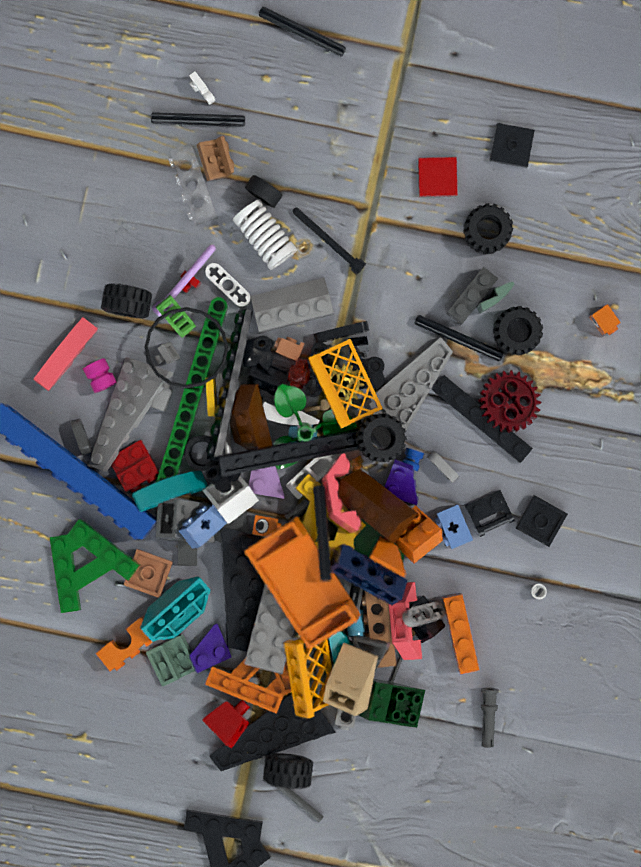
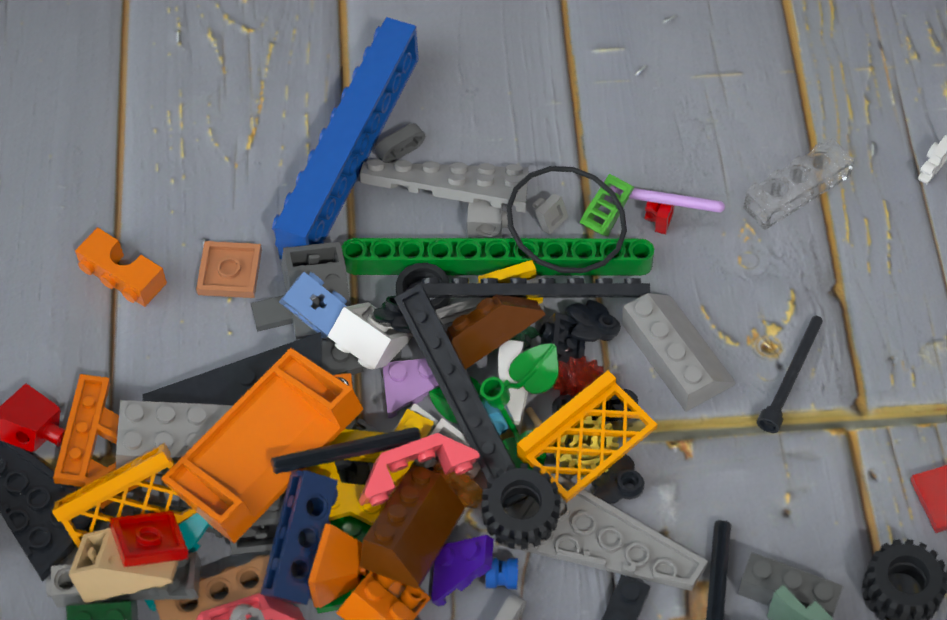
camera: 75 degrees right, 30 degrees down
(65, 354) = (507, 96): coral slope -> none
(99, 375) = (492, 140): dark pink wheel -> none
(108, 558) = (200, 183): green plate -> none
(126, 300) = (605, 137): black tyre -> none
(135, 467) = (377, 214): red plate -> none
(168, 489) = (359, 251): teal slope -> none
(171, 660) = (109, 333): sand green slope -> none
(176, 609) = (181, 311): teal wedge -> none
(198, 119) = (891, 171): black axle -> none
(210, 650) = (132, 372): dark purple wing -> none
(215, 158) = (845, 199): medium nougat bracket -> none
(221, 271) = (675, 252): white beam -> none
(255, 238) = (766, 281): white piece -> none
(263, 191) = (827, 263): black tyre -> none
(288, 348) = (614, 358): nougat brick -> none
(341, 332) = (667, 427): black beam -> none
(342, 664) = (148, 538): none -> red tile
(357, 628) = (216, 560): medium azure cone -> none
(360, 345) = (653, 453): black tile -> none

